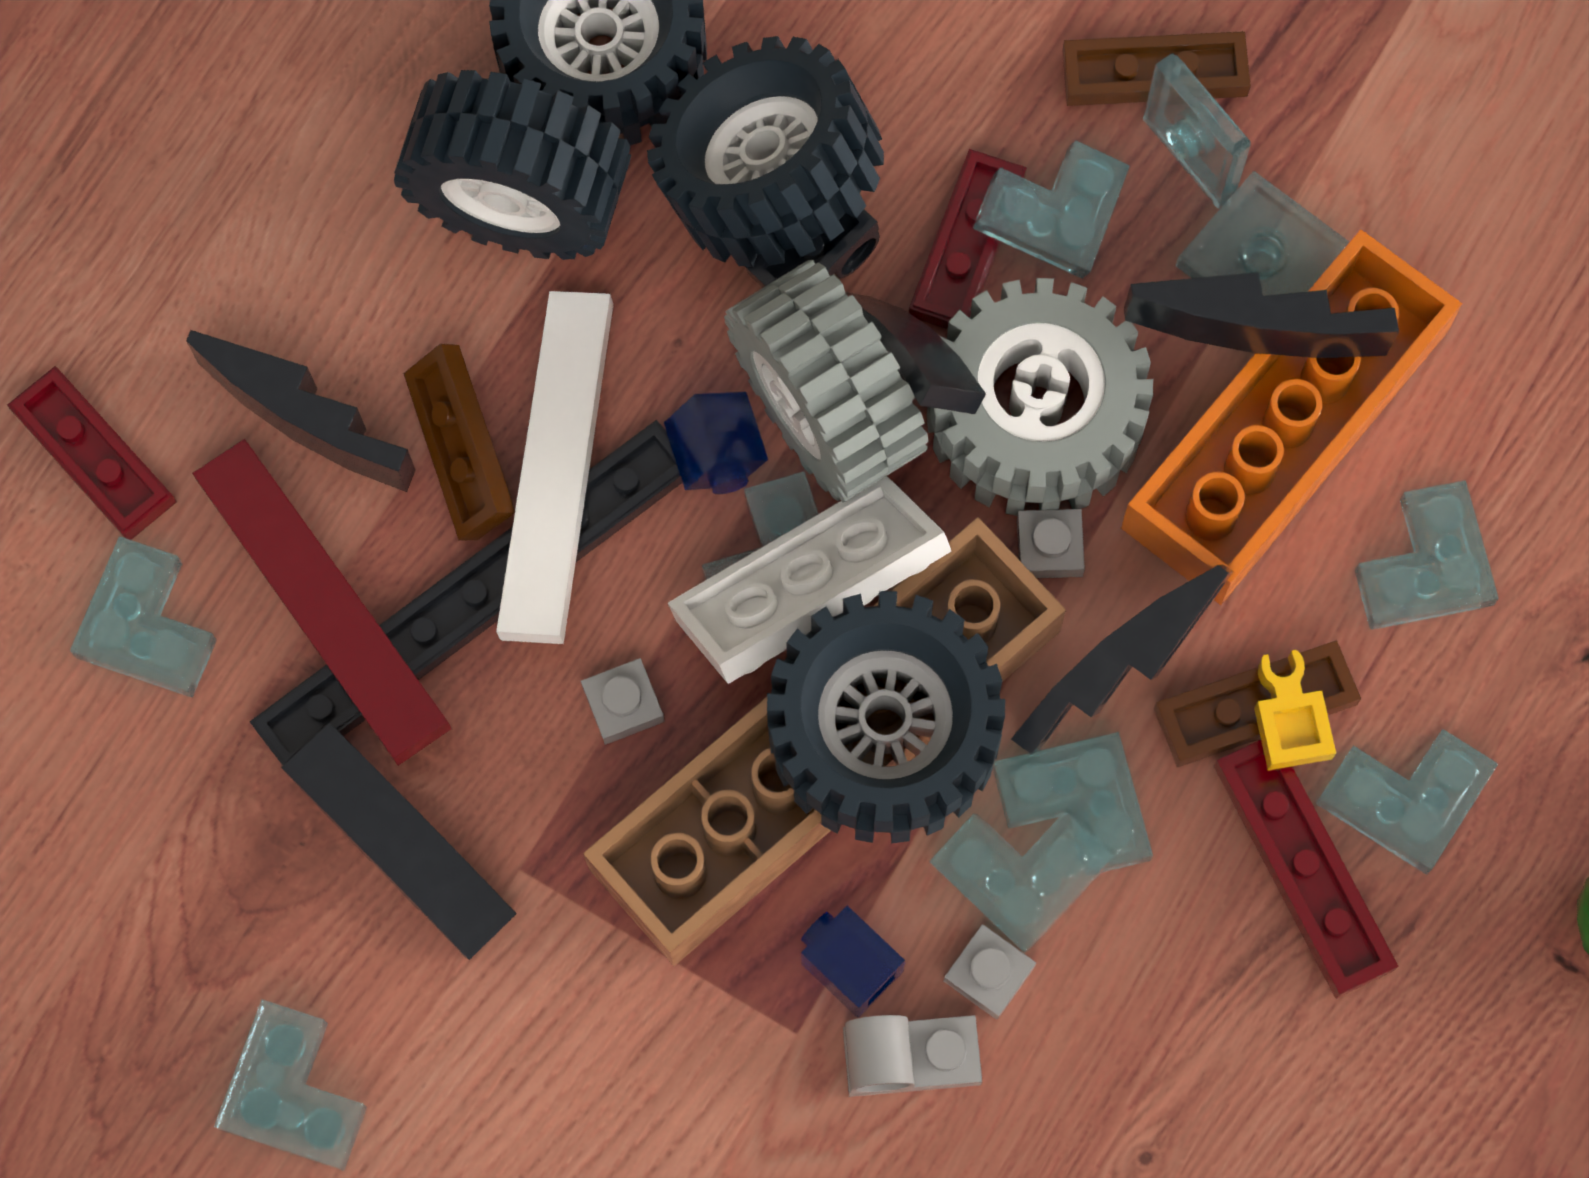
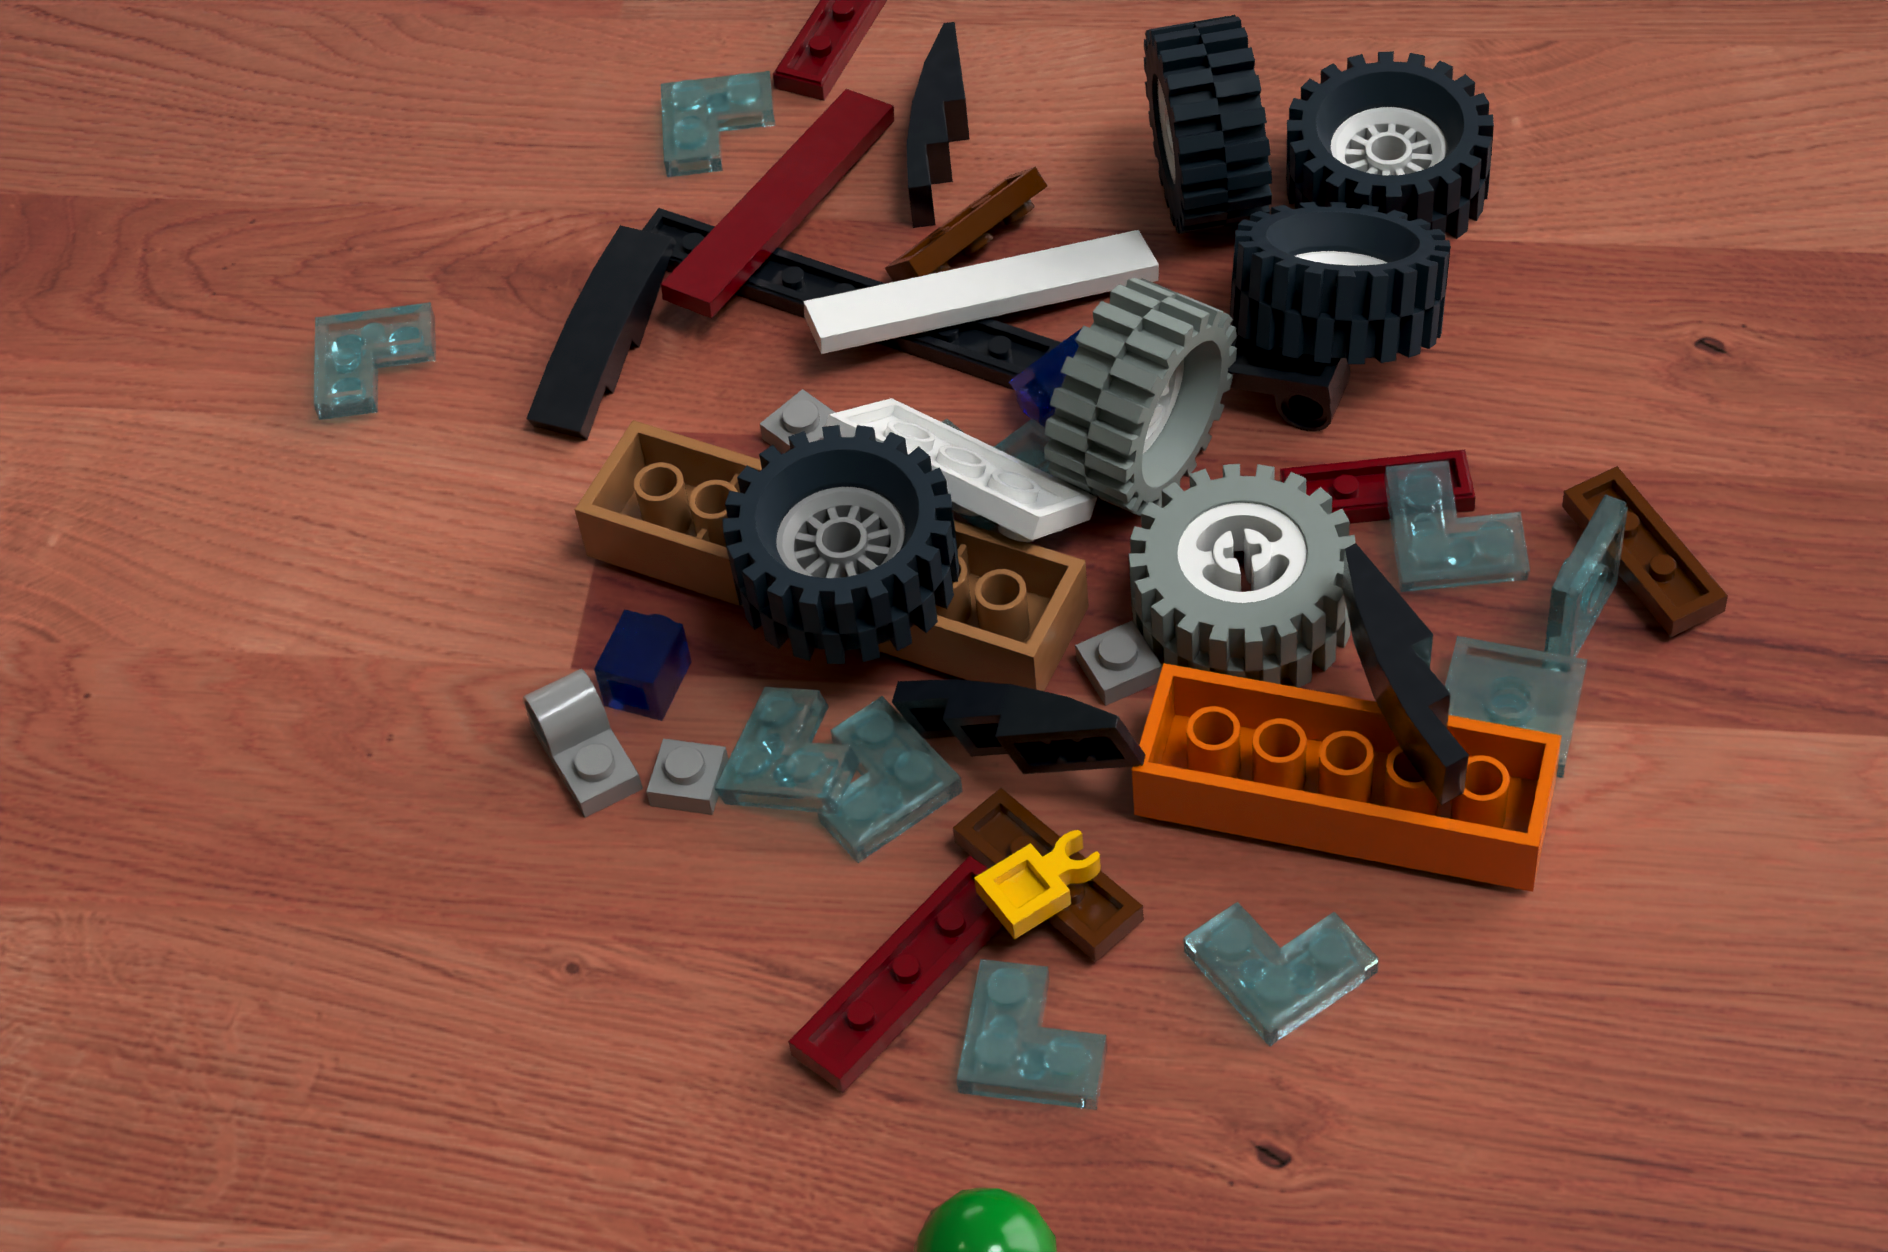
camera: 70 degrees right, 20 degrees down
(925, 360) = (1202, 434): black slope -> none

